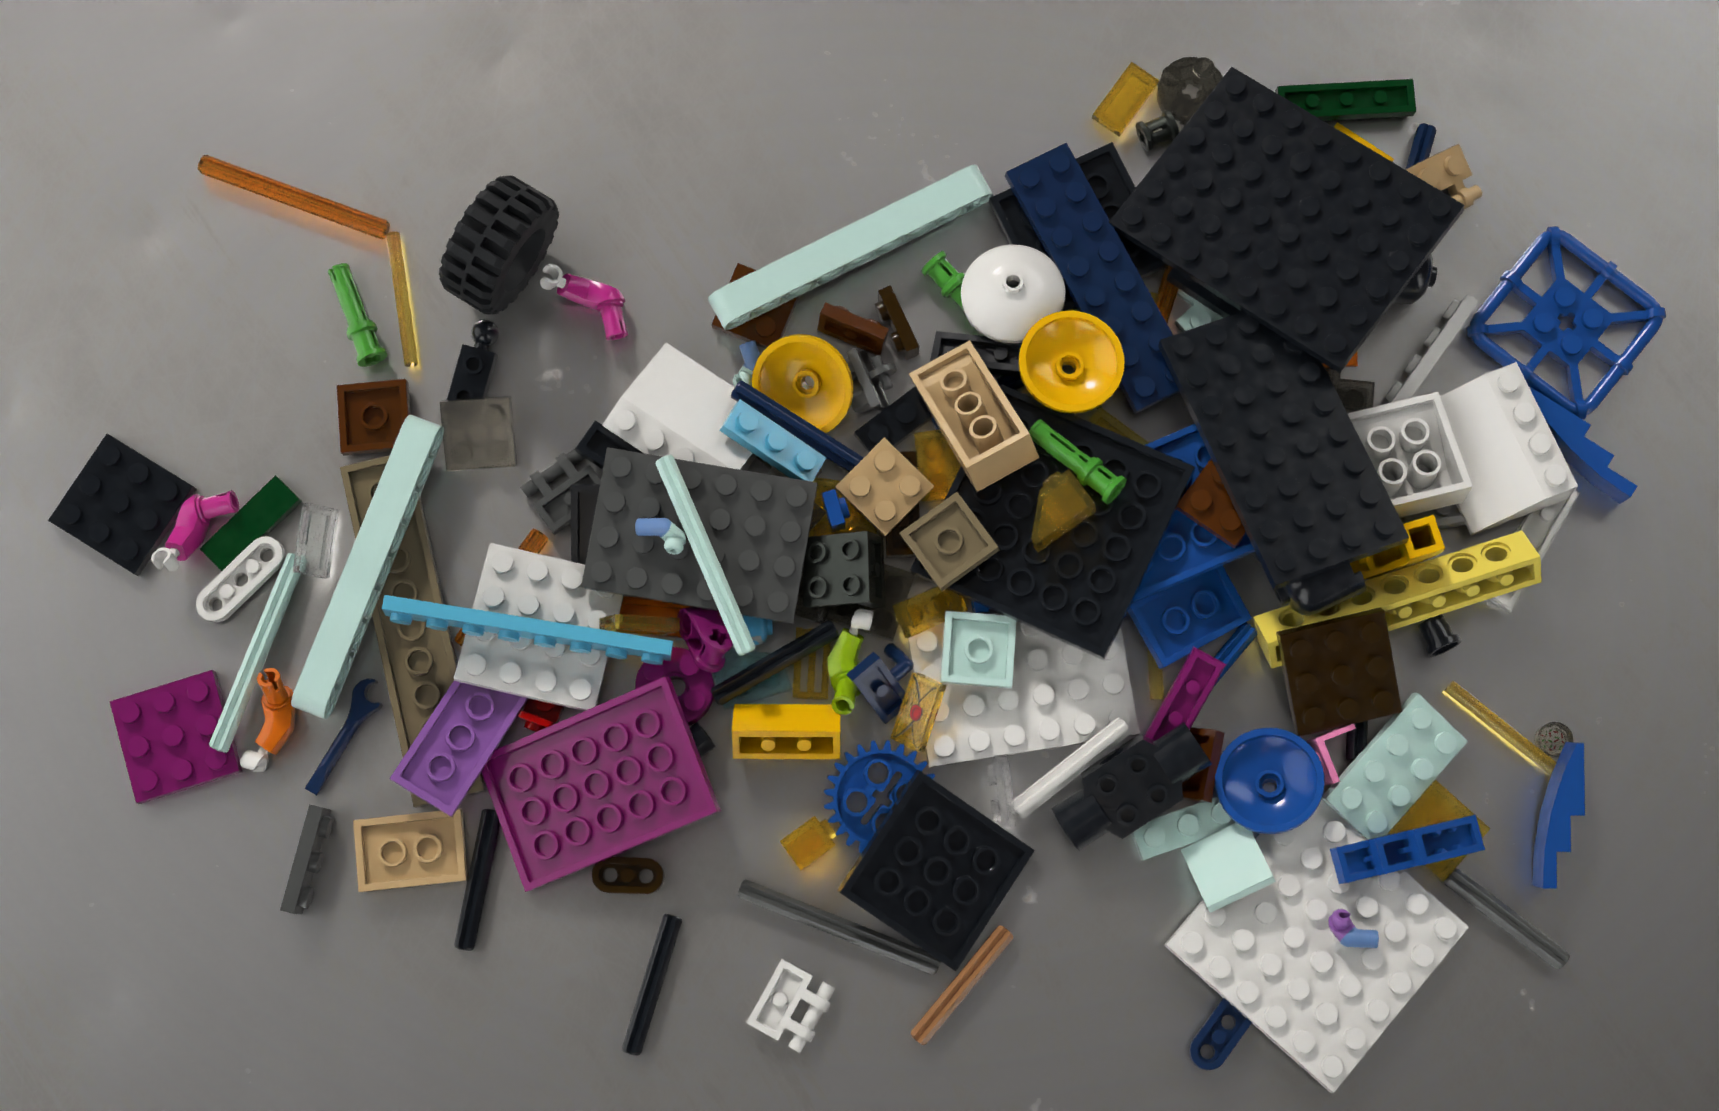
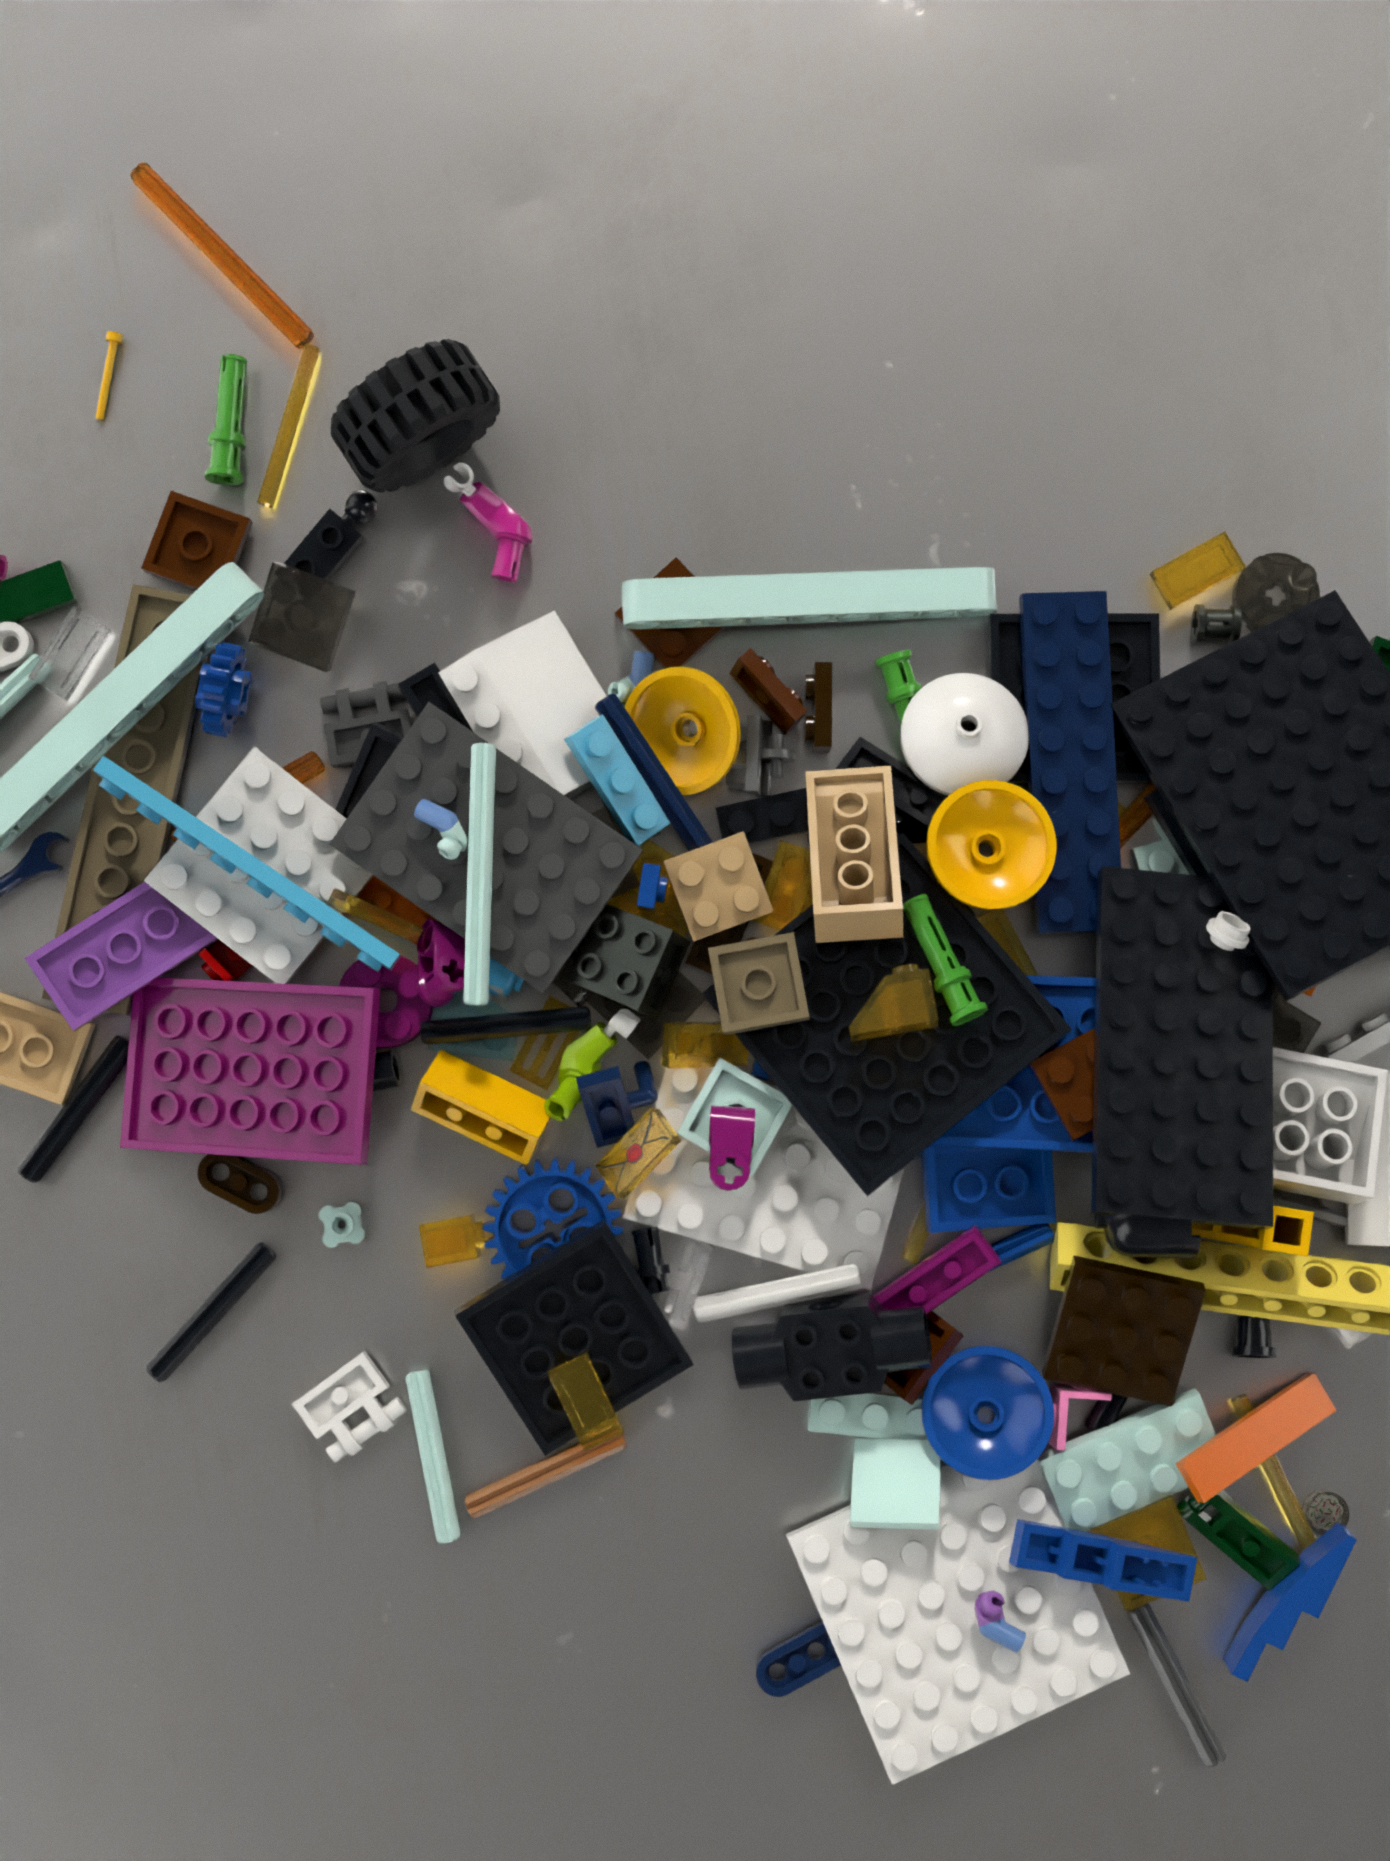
camera: 20 degrees right, 5 degrees up
(241, 294) = (114, 339): none -> yellow piece
(446, 512) = (223, 689): none -> blue gear
(710, 869) = (352, 1231): none -> light aqua plate
(838, 926) = (440, 1343): dark grey axle -> none
(871, 1013) = (433, 1456): none -> light aqua axle
(965, 786) = (651, 1259): none -> black pin
(967, 914) = (585, 1402): none -> clear yellow tile
(984, 664) = (731, 1137): none -> magenta piece
(1273, 342) = (1228, 931): none -> white plate
(1474, 706) = (1255, 1437): none -> orange tile
(1498, 784) = (1241, 1538): none -> dark green plate

